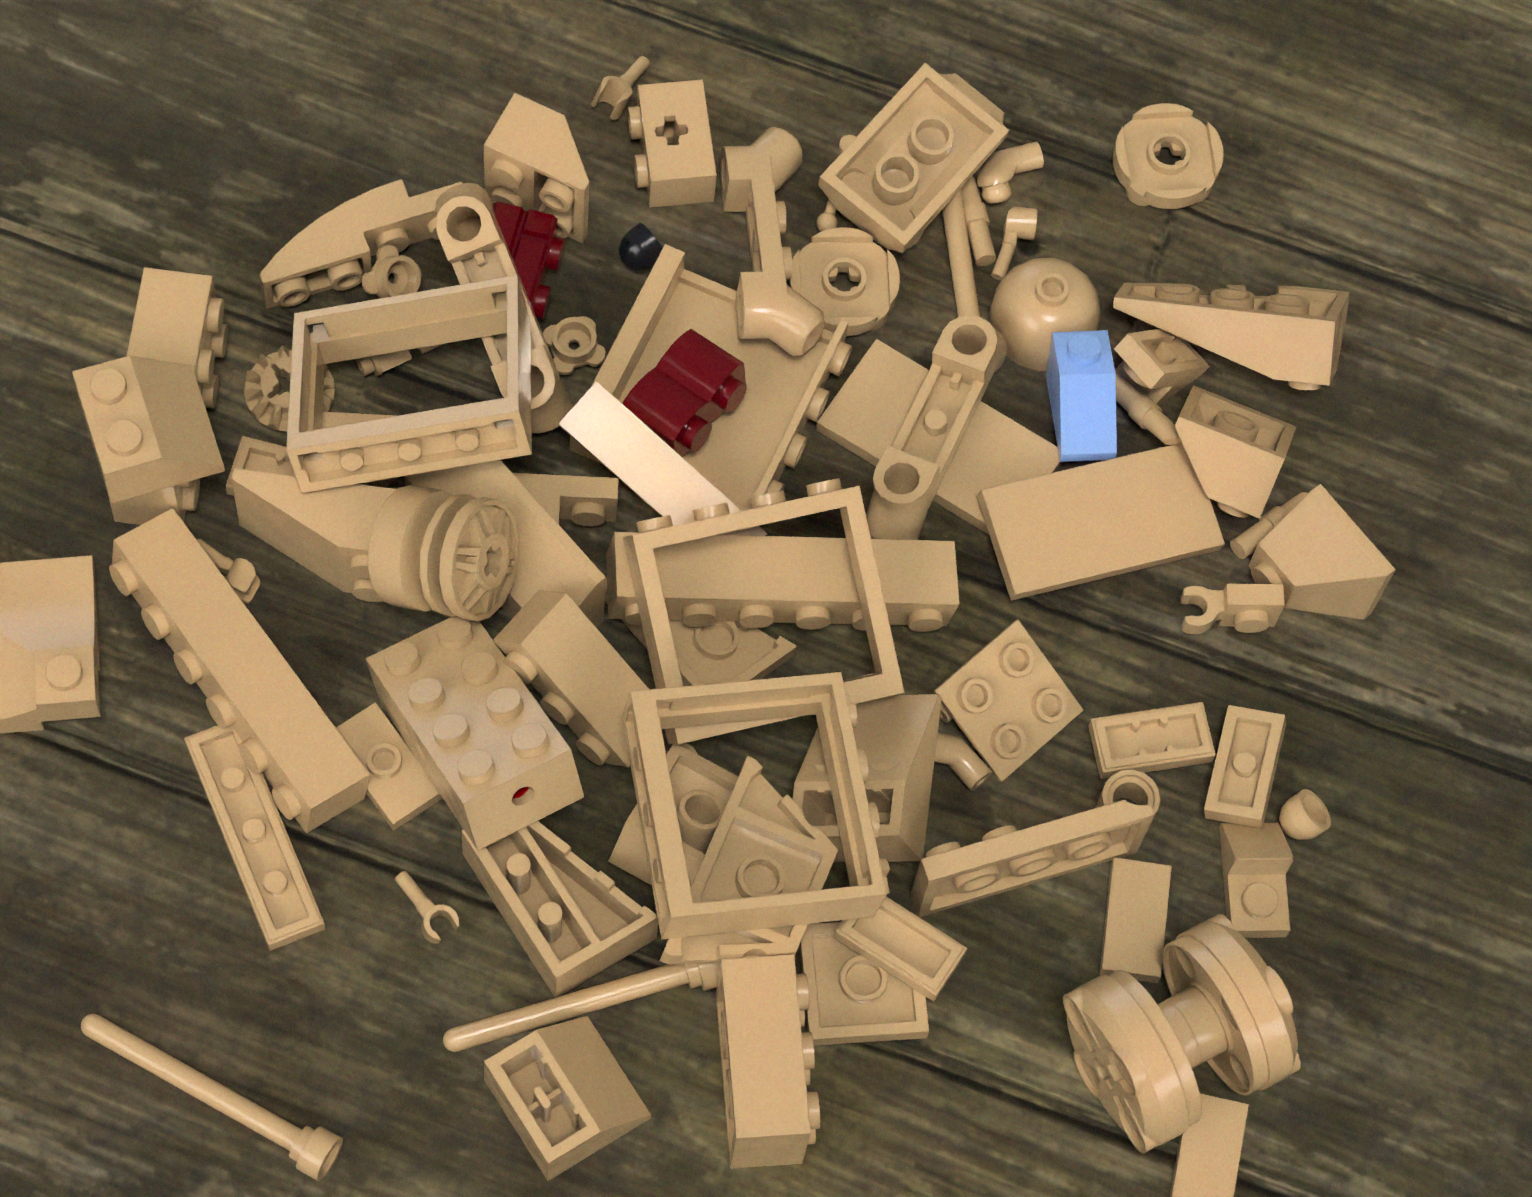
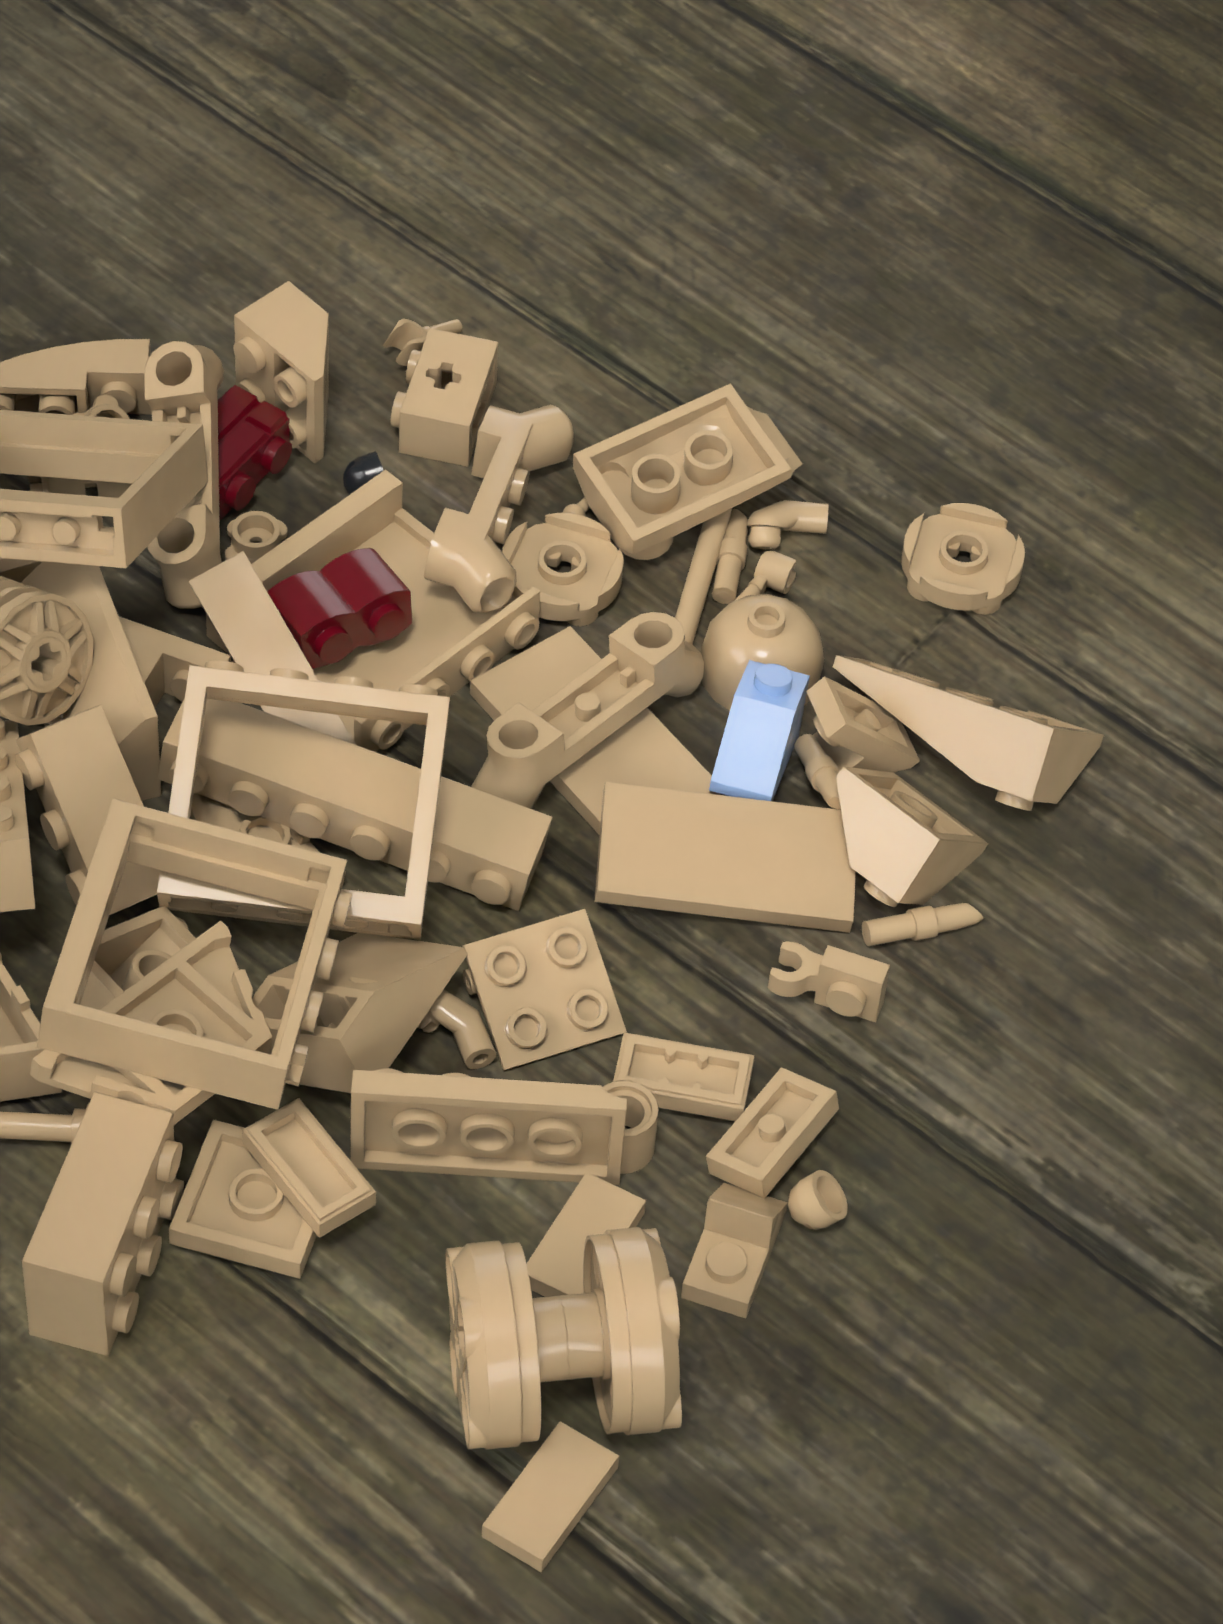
camera: 25 degrees right, 15 degrees down
(1322, 560) = (943, 958): tan slope -> none

